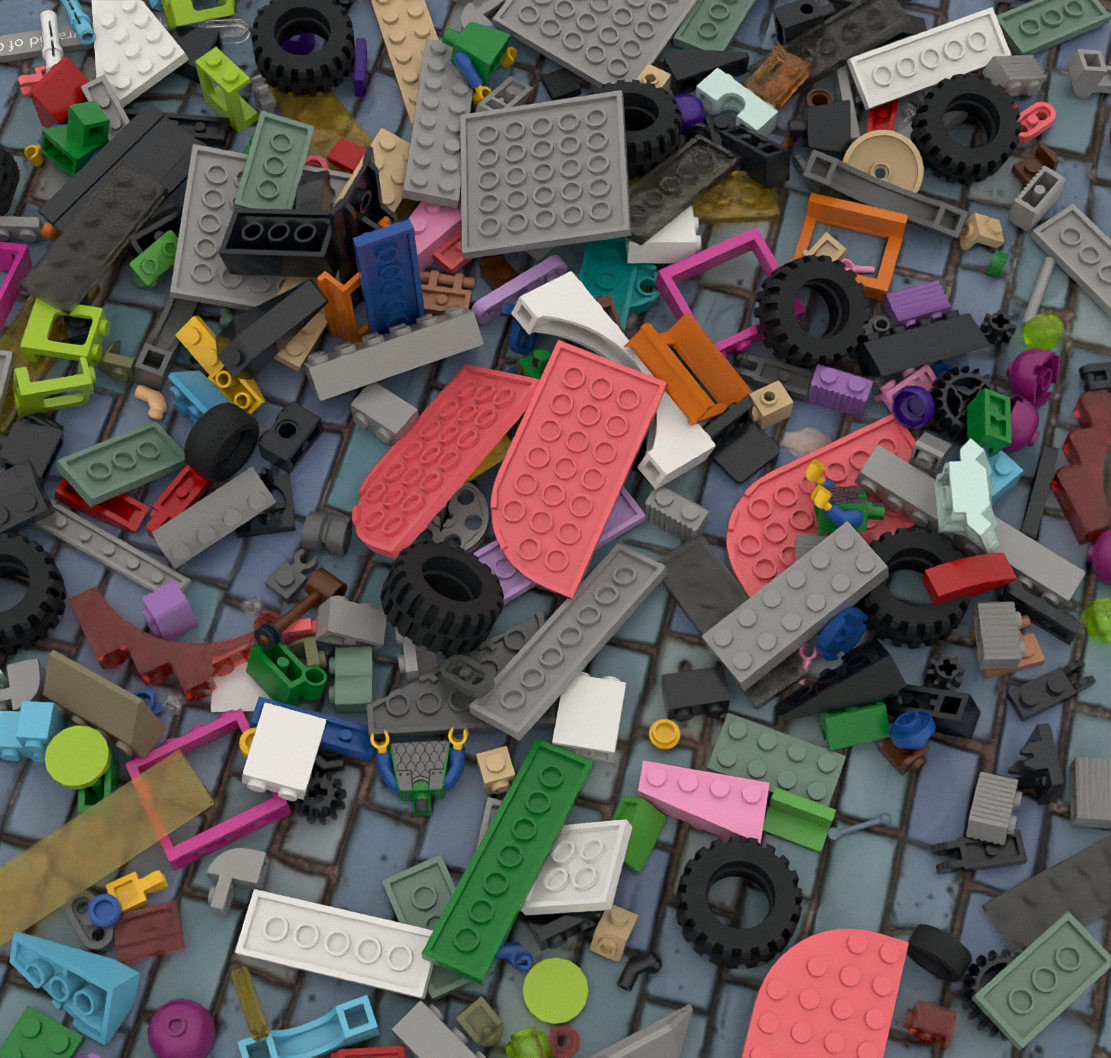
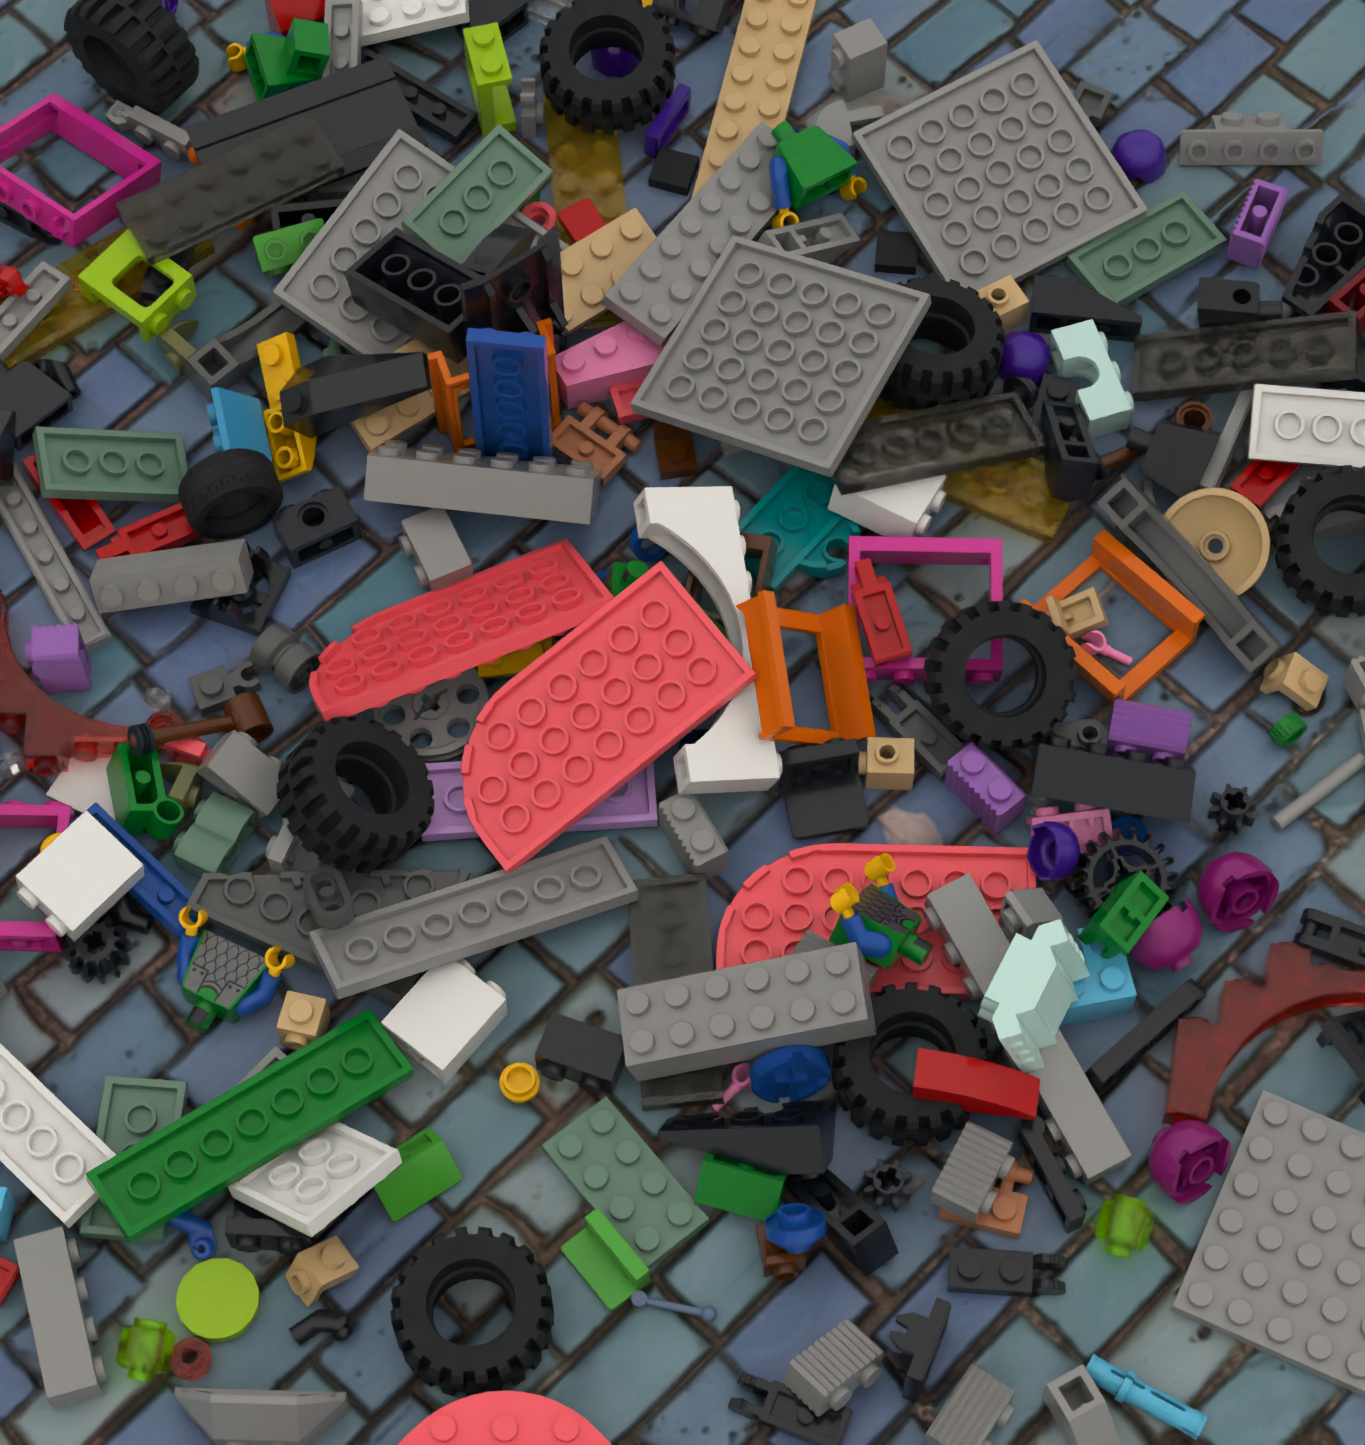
camera: 30 degrees right, 0 degrees up
(30, 396) = (56, 339): lime window -> none
(155, 401) = (196, 410): light nougat arm -> none
(383, 98) = (673, 171): none -> black piece
(481, 1023) = (116, 1289): olive plate -> none
(491, 305) = (734, 472): lavender beam -> none
(706, 799) = (517, 1184): bright pink wedge -> none
(710, 311) = (879, 616): none -> red hinge
(783, 81) = (1163, 373): clear orange plate -> none
(1043, 331) = (1284, 842): clear neon green head -> none

